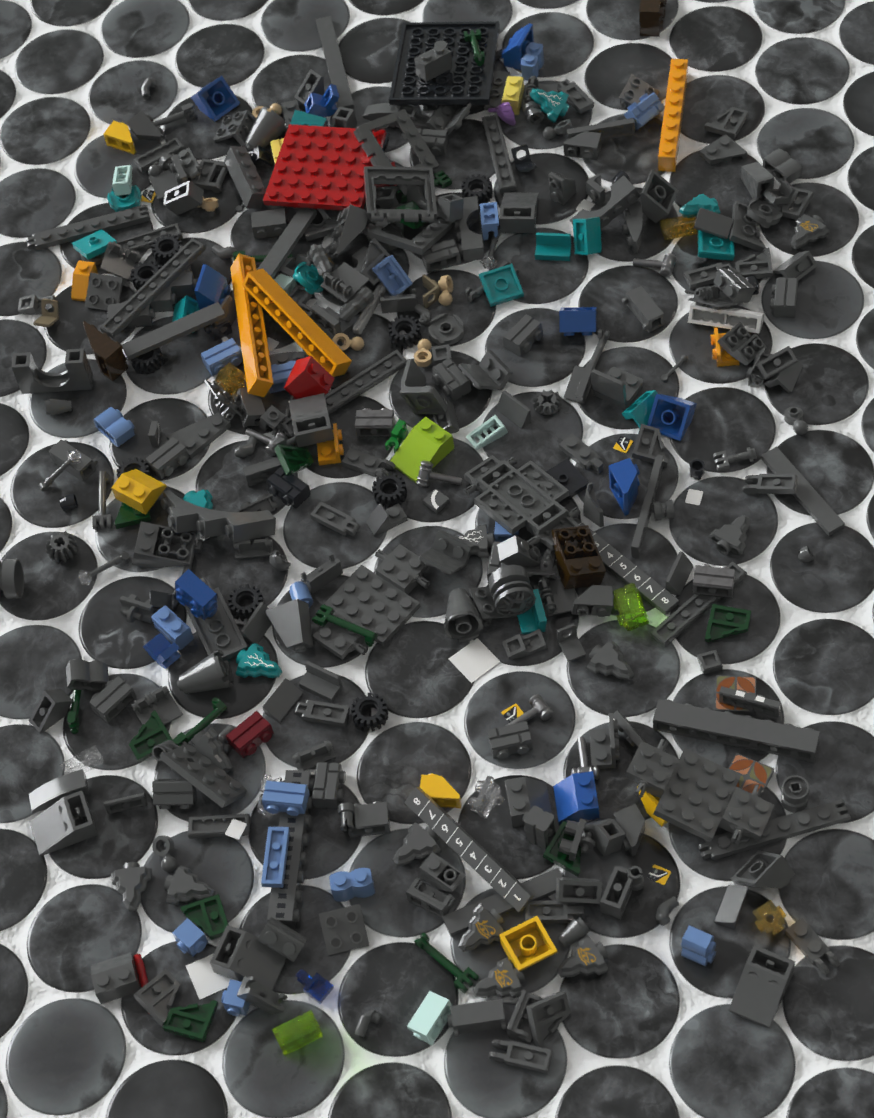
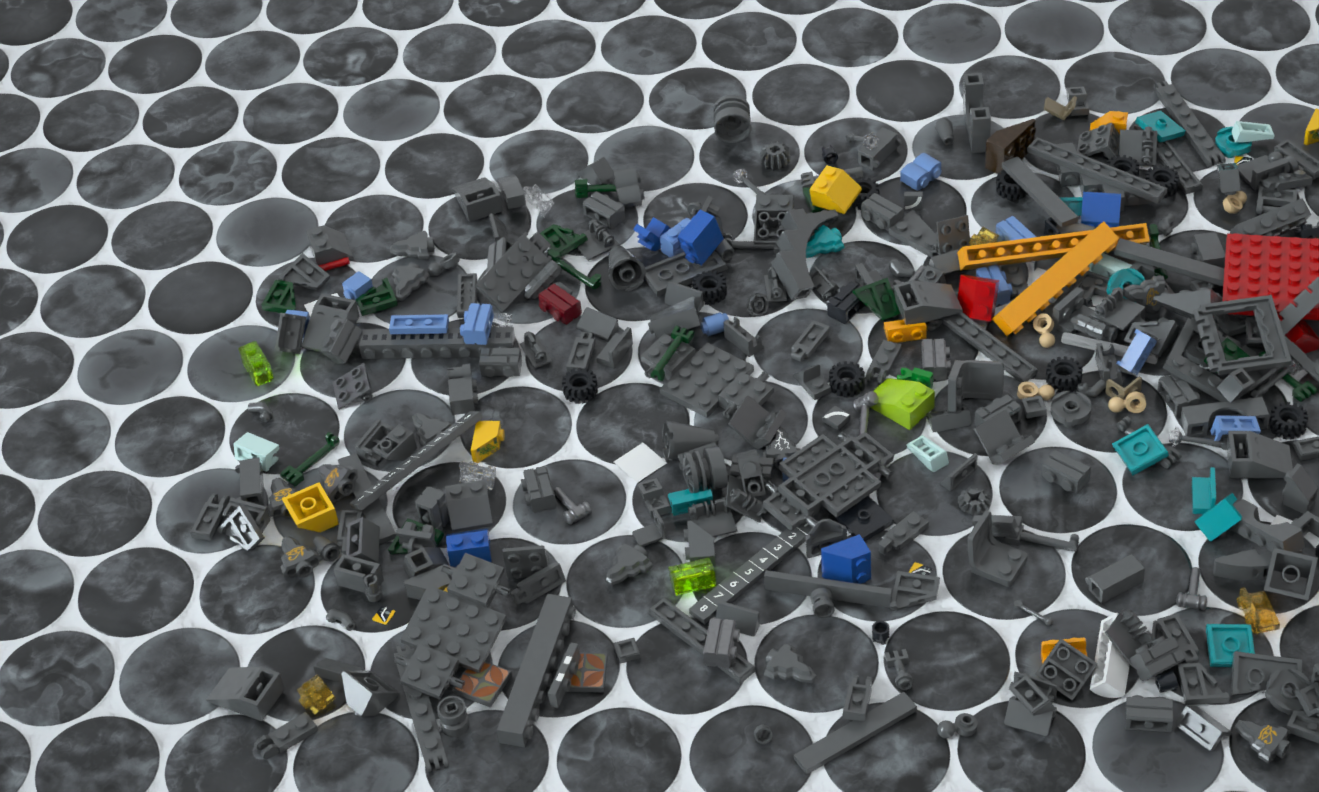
camera: 85 degrees right, 10 degrees down
(235, 829) = (459, 303): white sticker -> none
(255, 663) = (640, 300): teal rock -> none
(315, 986) = (299, 374): clear blue plate -> none
(354, 884) = (394, 386): medium blue brick -> none
(512, 713) = (576, 495): sticker -> none
(577, 557) = (753, 525): dark brown slope -> none
(578, 320) = (1094, 518): blue slope -> none
(584, 760) = (497, 547): flat silver piece -> none
(641, 408) = (966, 585): teal panel -> none
(671, 415) = (955, 607): blue slope -> none
(694, 497) = (848, 635): white sticker -> none
(698, 946) = (290, 634): medium blue brick -> none
(701, 201) = (1284, 624): teal rock -> none
(713, 223) = (1252, 632): dark grey slope -> none
(726, 622) = (674, 661): dark green wing -> none

